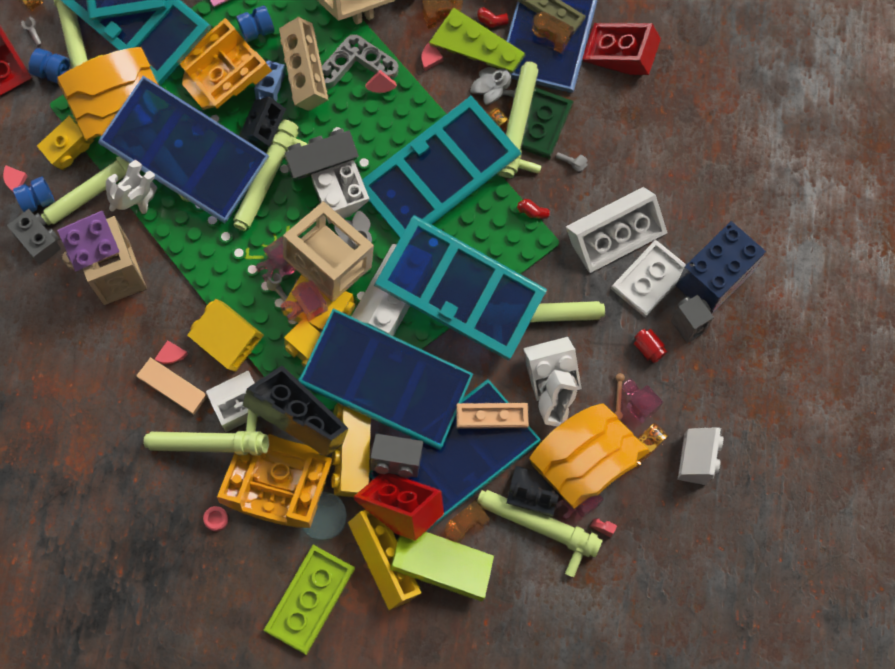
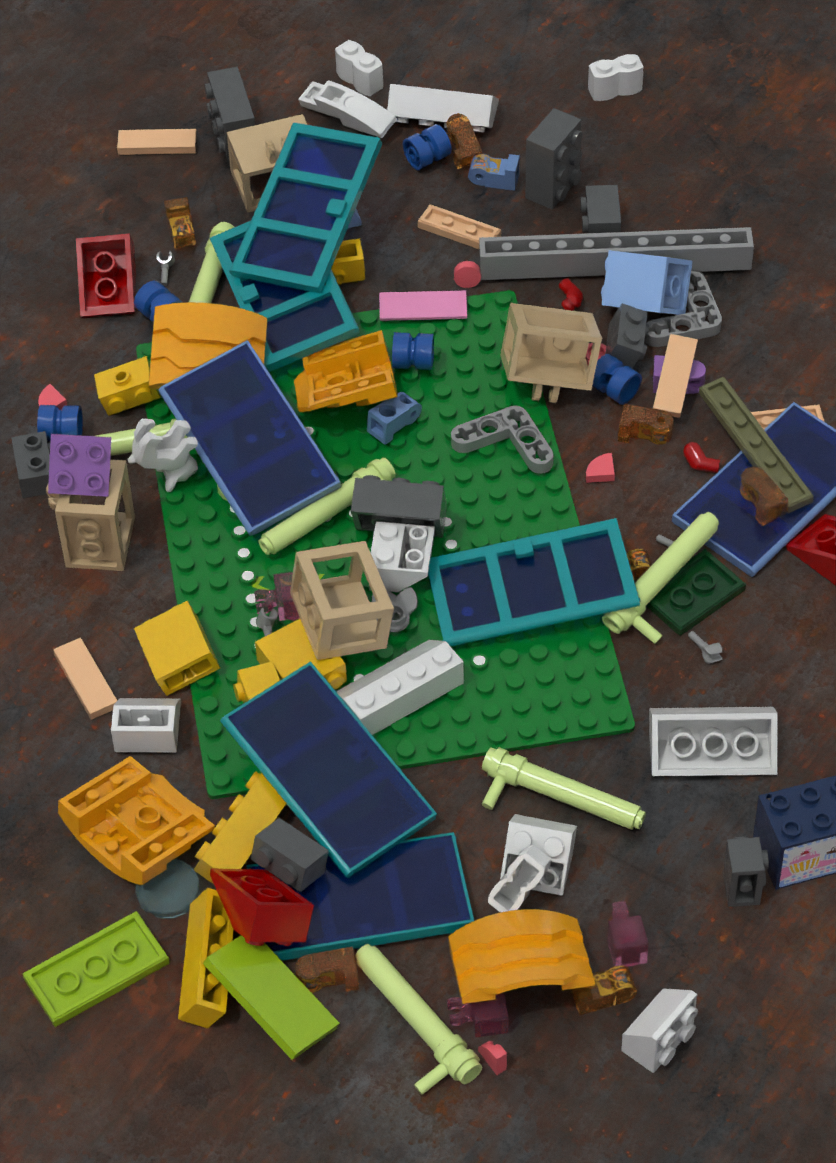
camera: 30 degrees right, 20 degrees down
(170, 354) = (105, 645): coral tile -> none
(215, 518) = (45, 835): coral tile -> none
(239, 443) = (118, 757): yellowish green cylinder -> none
(262, 122) = (357, 450): black brick -> none
(296, 411) = (200, 746): black wedge -> none
(303, 64) = (441, 411): tan brick -> none
(308, 301) = (287, 644): clear pink brick -> none
(380, 83) = (521, 468): coral tile -> none
(460, 287) = (476, 710): door -> none
(469, 38) = (661, 471): lime wing -> none
(491, 84) = (656, 524): light grey plate -> none
(492, 415) = (430, 866): light nougat tile -> none
(532, 210) = (620, 675): red arm -> none
(532, 492) = (426, 971): black hinge -> none
(620, 378) = (590, 943): medium nougat hinge -> none
(649, 278) = (717, 813): white tile -> none
(650, 345) = (675, 883): red brick -> none

